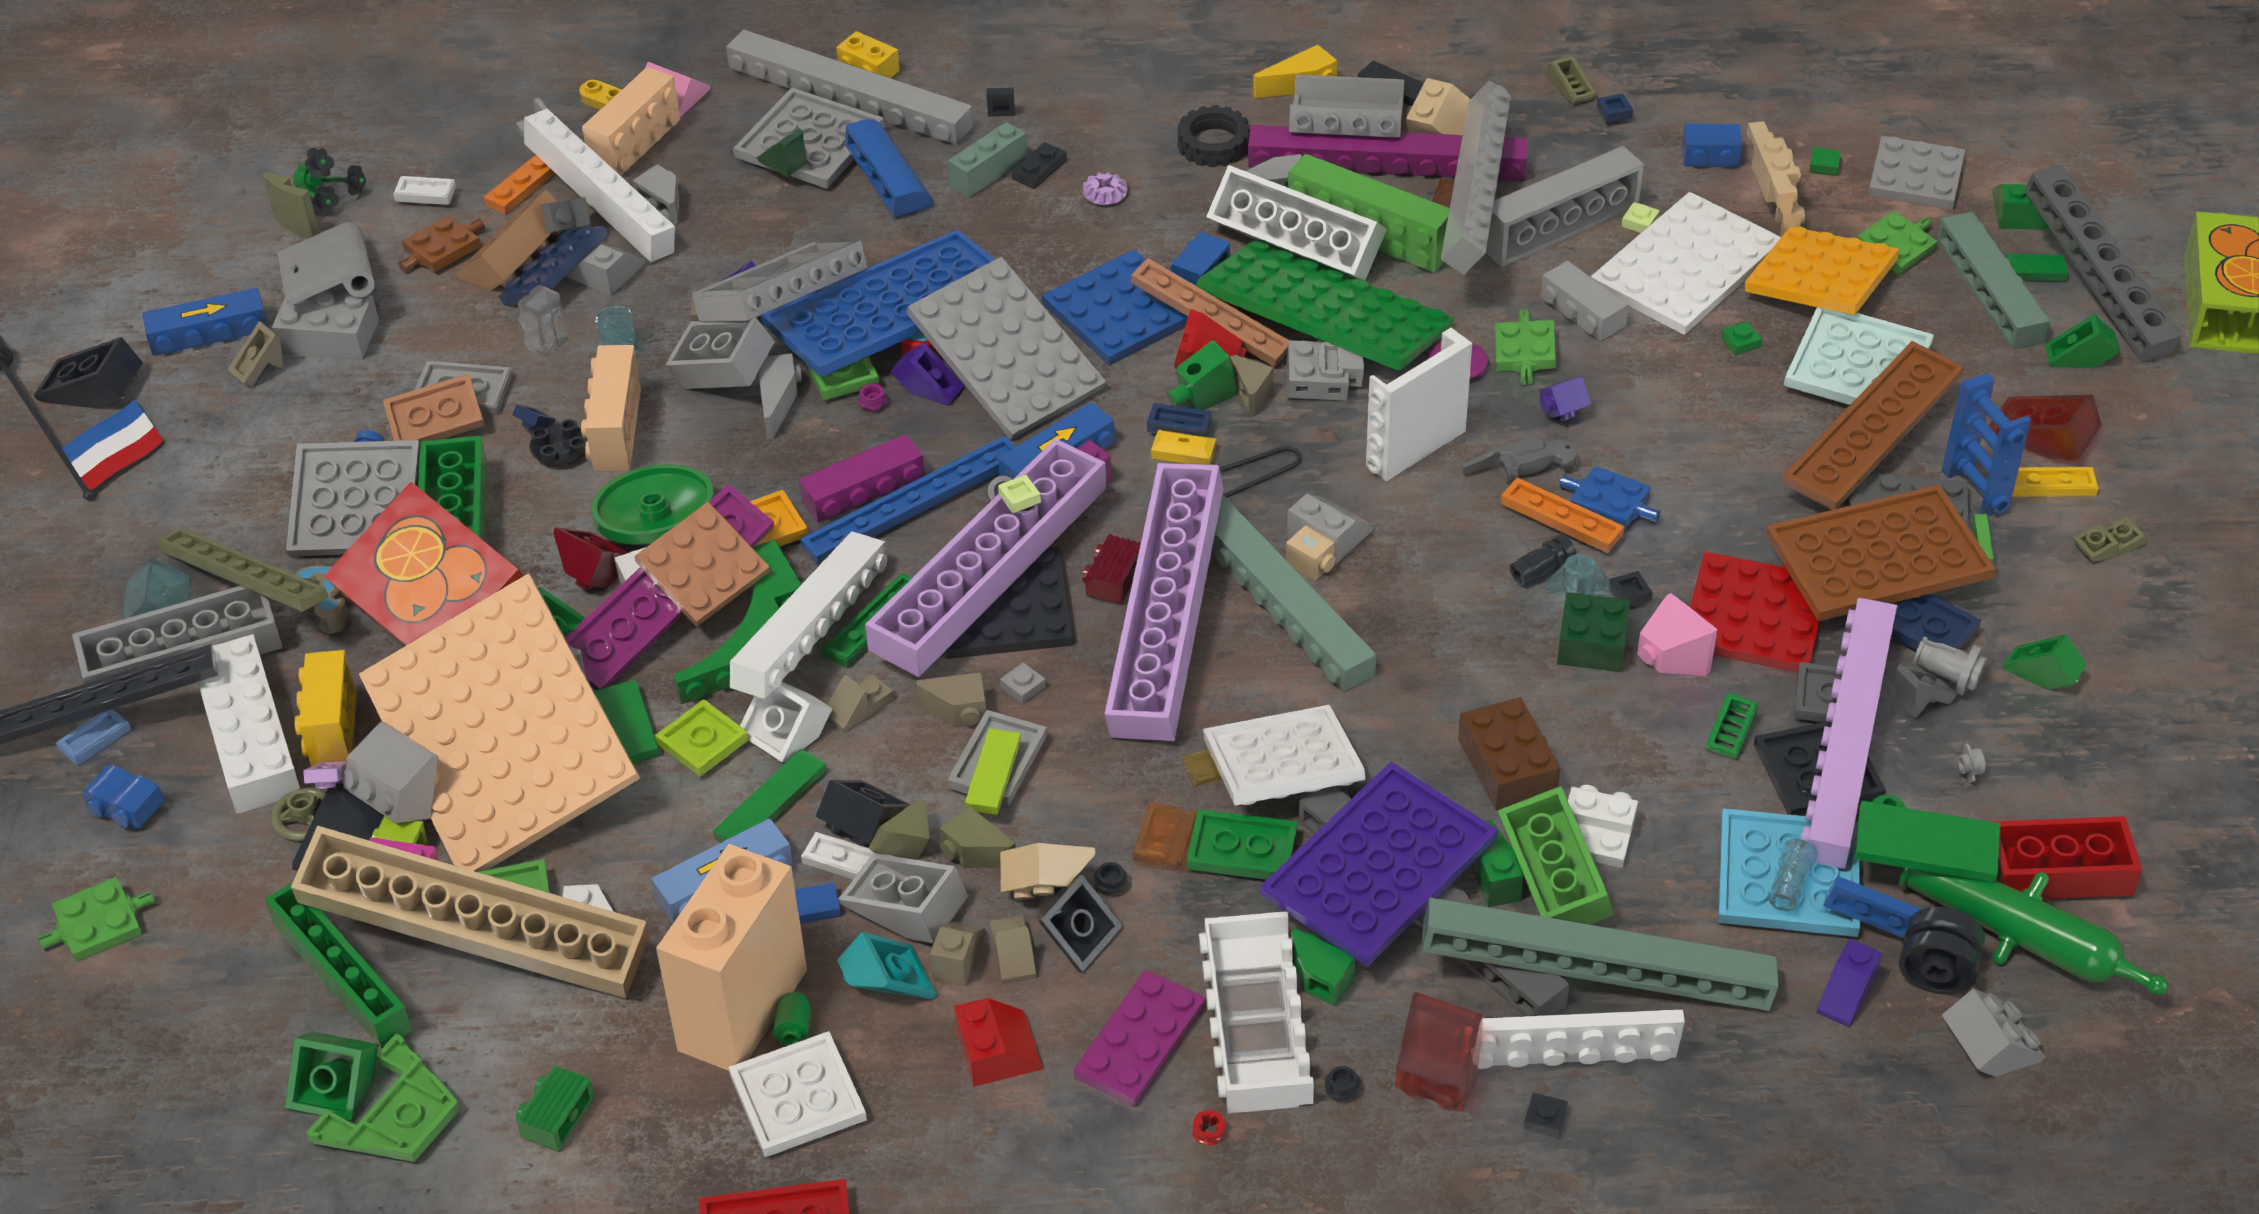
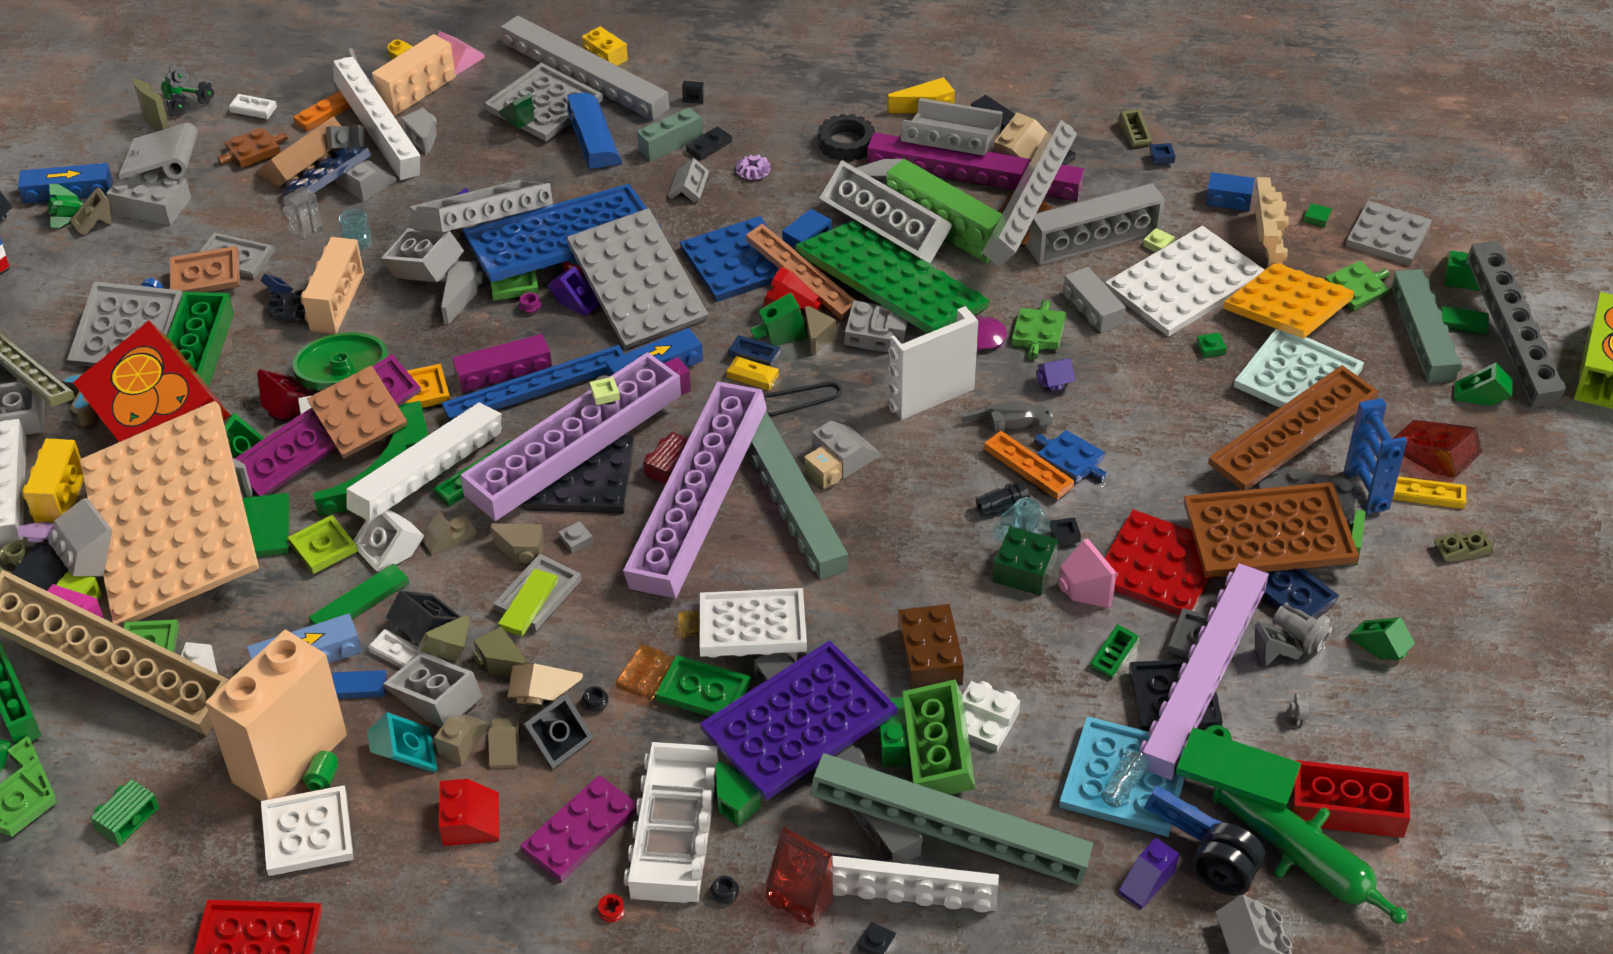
camera: 10 degrees right, 0 degrees up
(213, 351) = (62, 205): none -> green brick
(1029, 213) = (689, 180): none -> light grey panel

